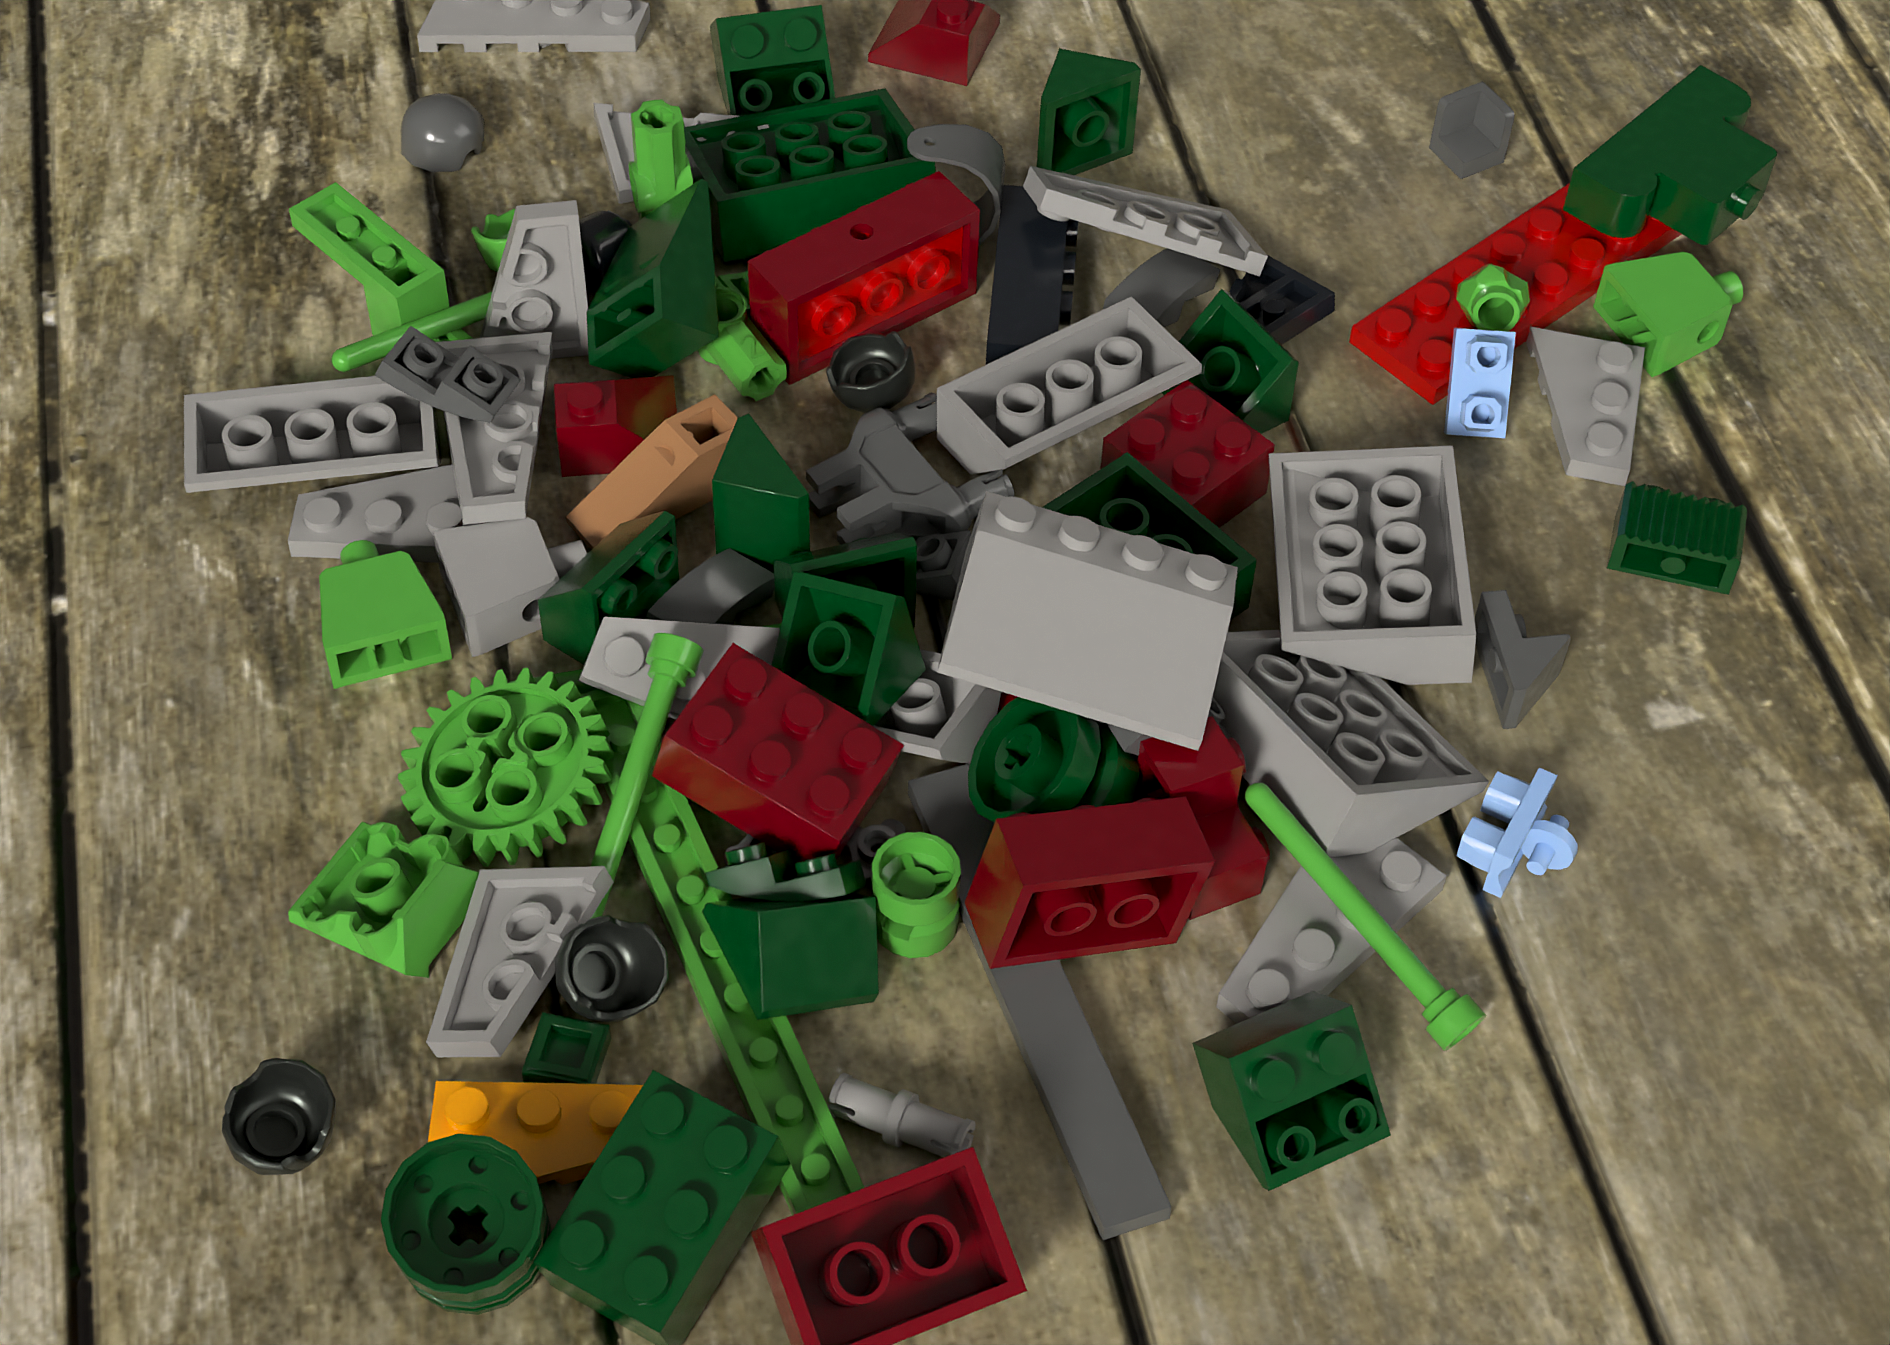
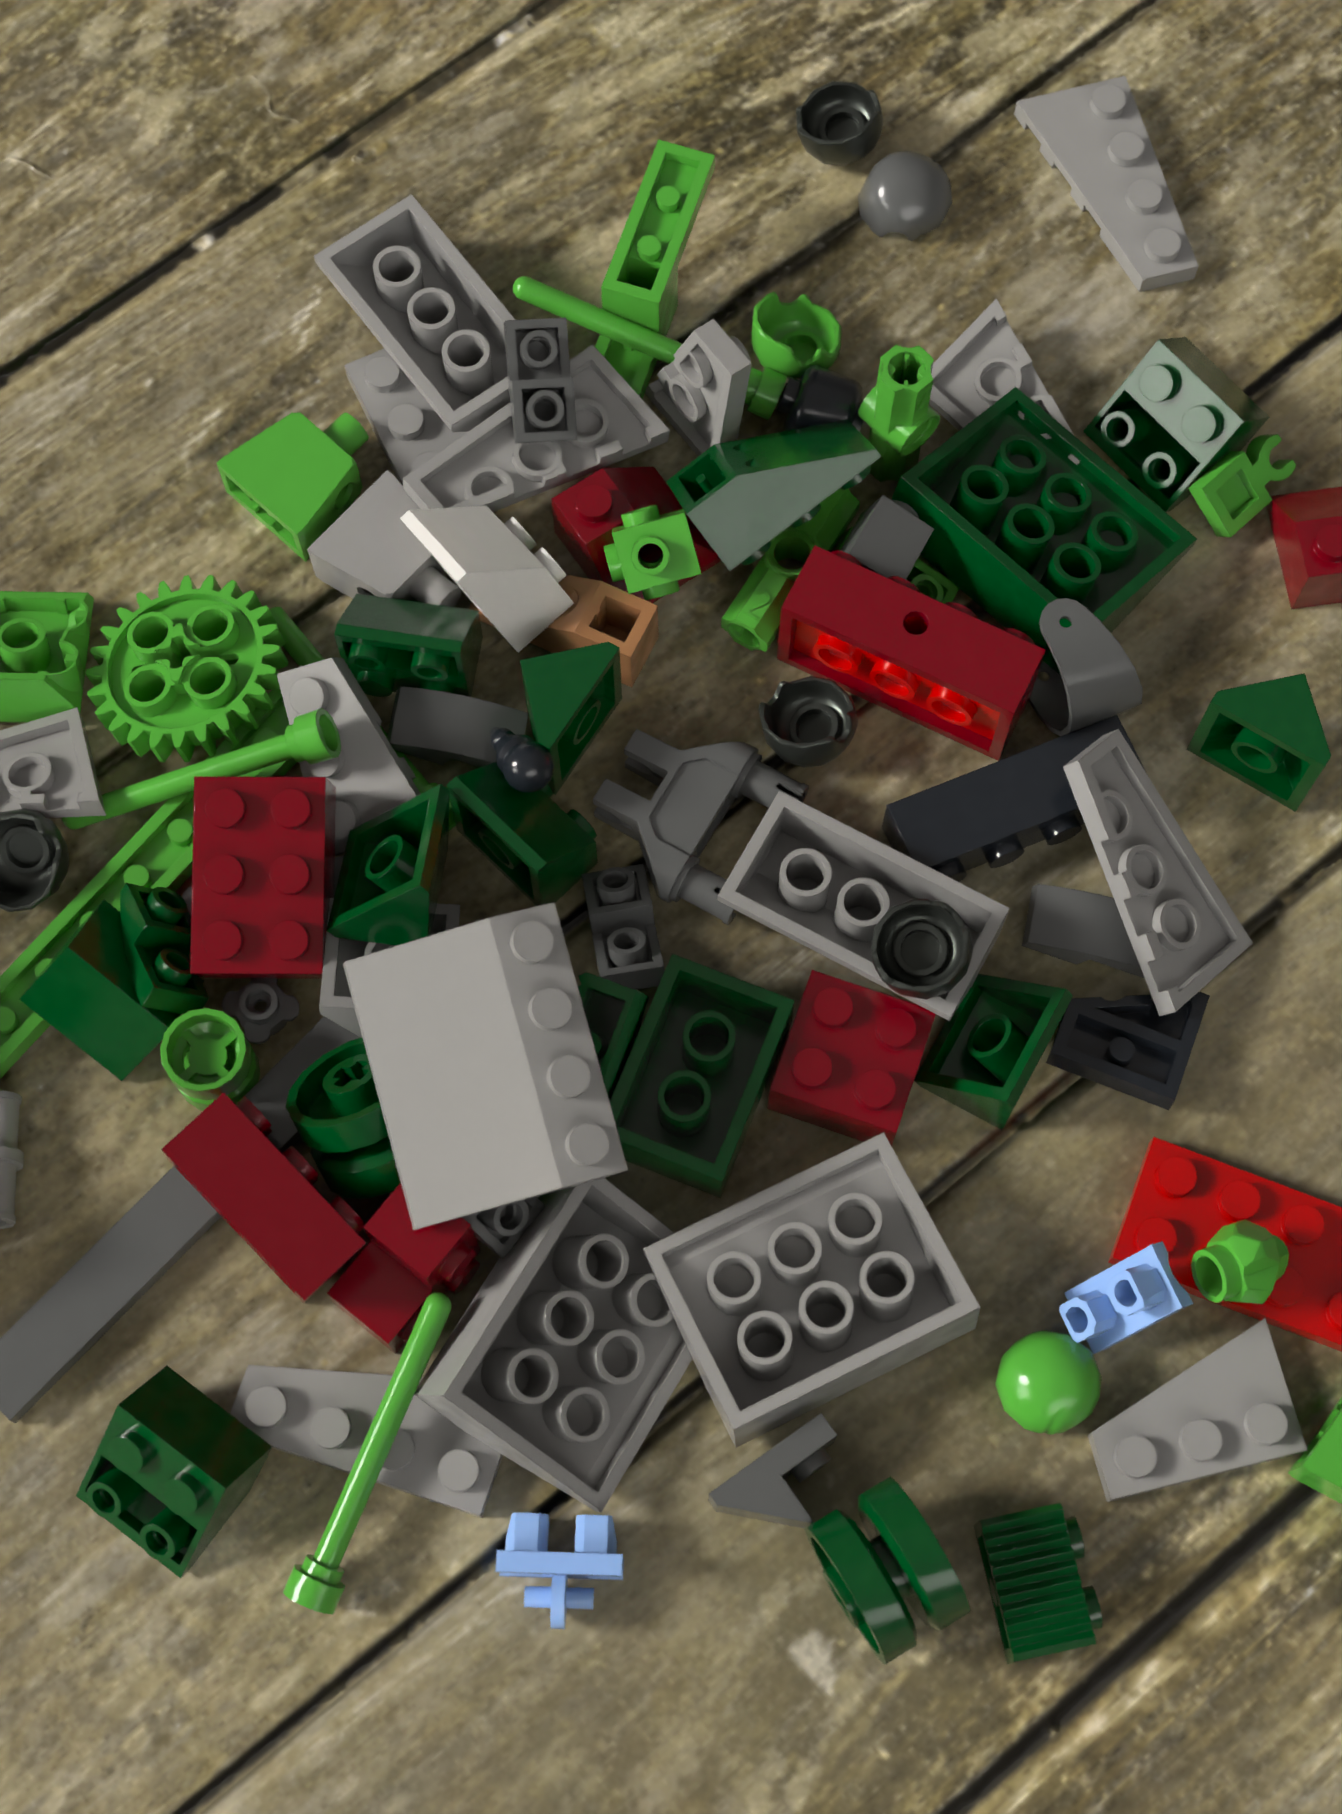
camera: 65 degrees right, 20 degrees up
(346, 134) = (839, 122): none -> pearl dark grey hair
(598, 487) = (494, 568): none -> white slope
(664, 372) = (667, 531): none -> bright green brick
(748, 236) = (888, 538): none -> dark grey brick
(805, 525) = (522, 760): none -> black bar
(851, 60) = (1236, 485): none -> bright green plate
(1146, 337) = (921, 948): none -> pearl dark grey hair
(1516, 468) = (1048, 1382): none -> bright green hair
(1634, 601) = (895, 1565): none -> dark green wheel

